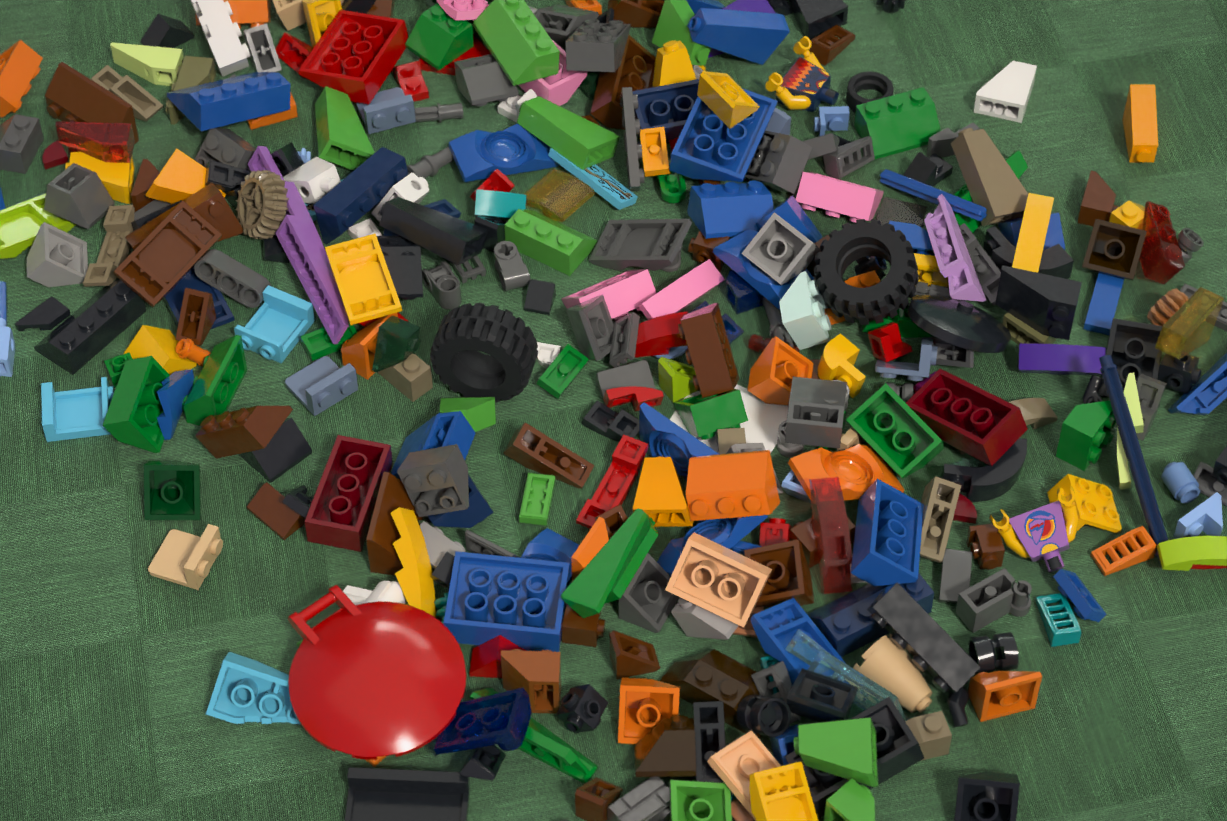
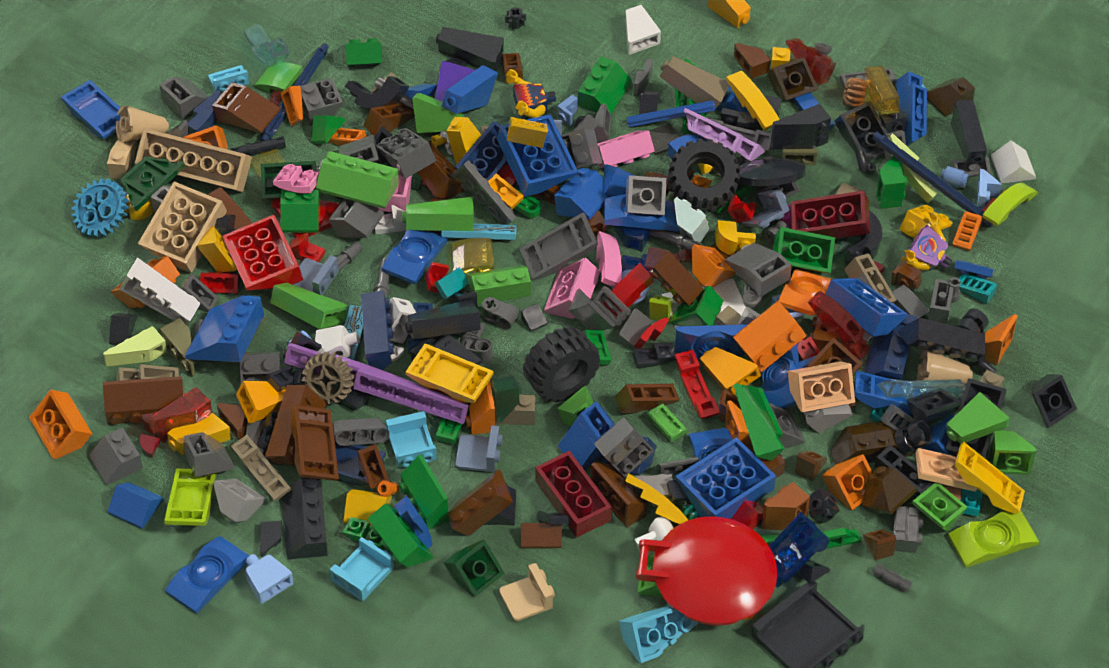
camera: 45 degrees left, 0 degrees up
(865, 81) = (567, 71): black tyre -> none
(1060, 359) = (833, 155): dark purple slope -> none

